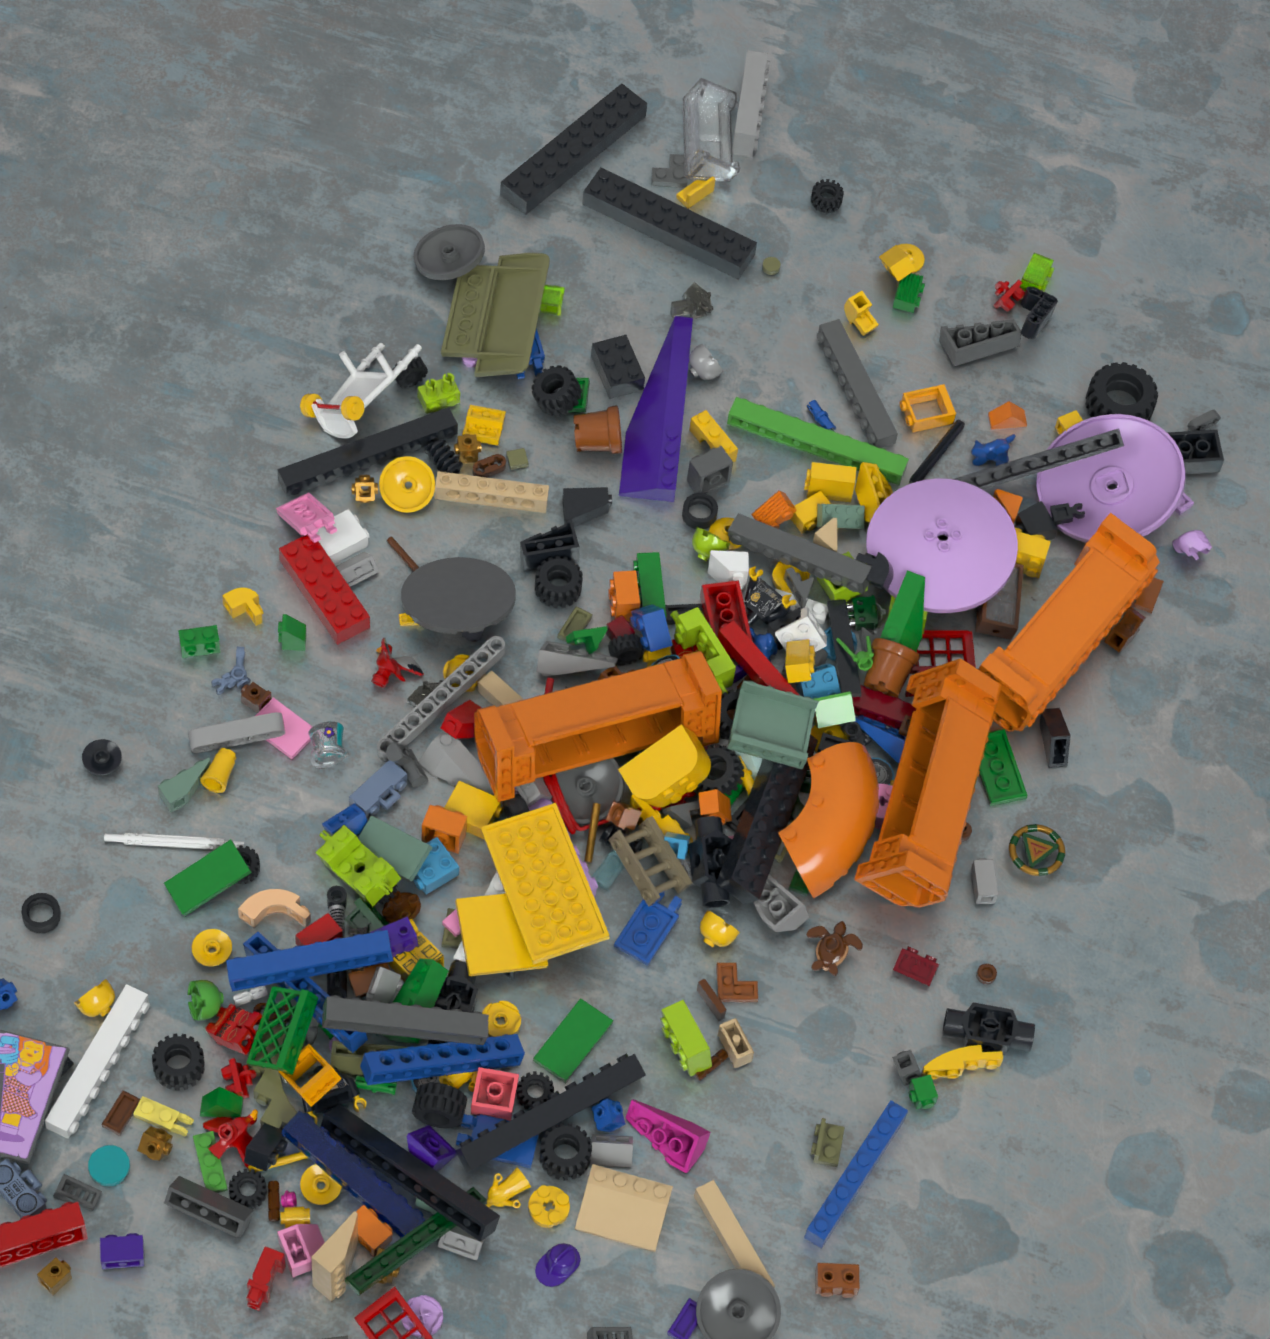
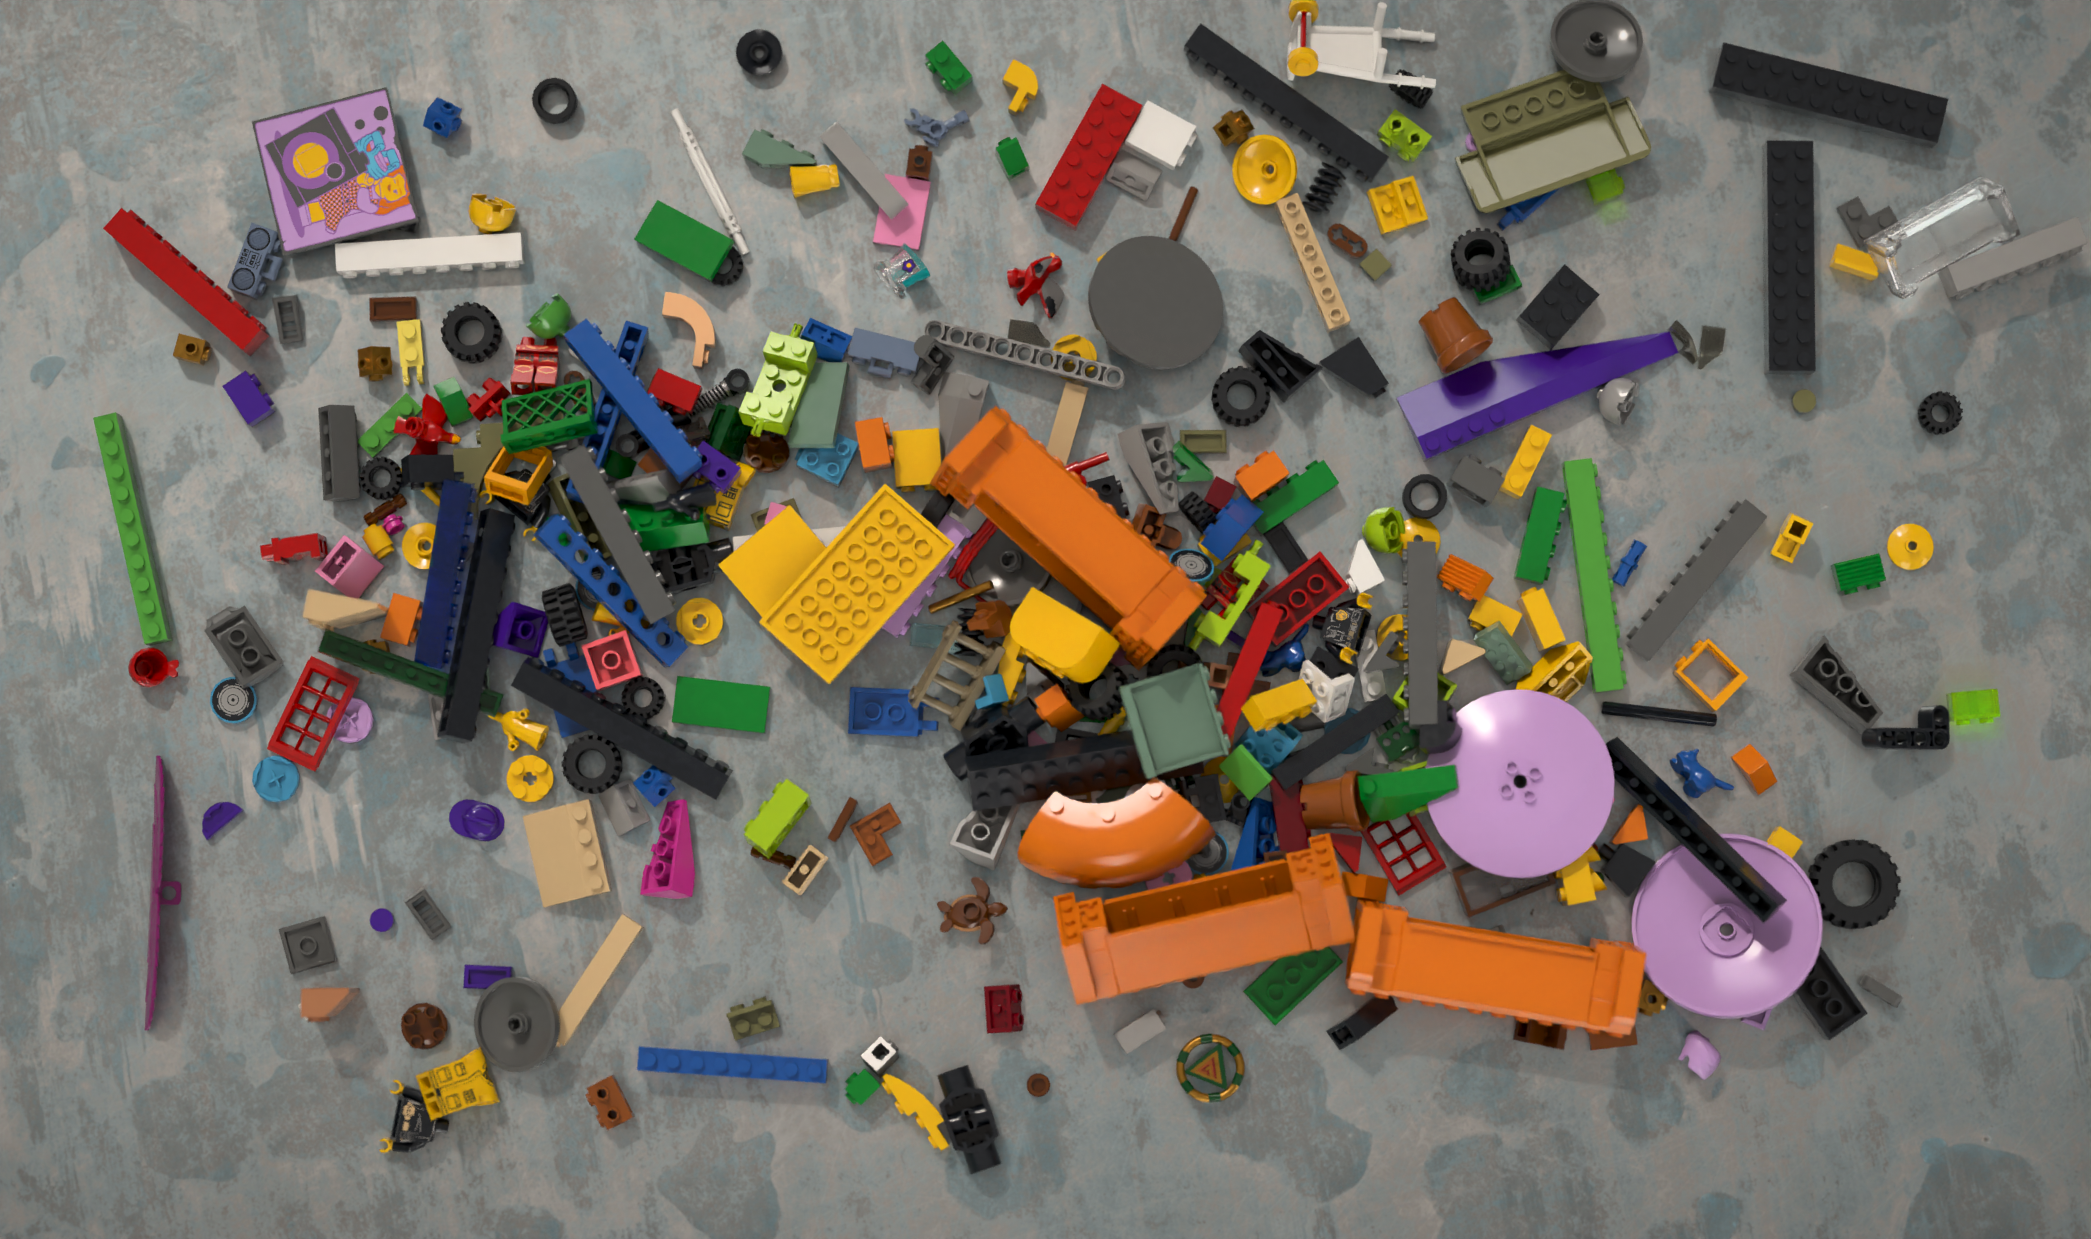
camera: 65 degrees right, 25 degrees up
(109, 1165) = (332, 331): teal tile -> none
(209, 940) = (609, 279): yellow dish -> none
(307, 516) = (1161, 88): bright pink tile -> none
(411, 959) = (688, 500): none -> black piece
(460, 720) = (1015, 396): red slope -> none
(467, 448) = (1348, 213): pearl gold brick -> none
(717, 931) = (922, 784): yellow cylinder -> none
(770, 457) = (1539, 536): none -> green brick
(862, 658) = (1326, 770): bright green plant -> none
(897, 262) = (1884, 542): yellow brick -> none
(1003, 289) = (1924, 684): red hips -> none
(1064, 513) = (1650, 894): black plate -> none

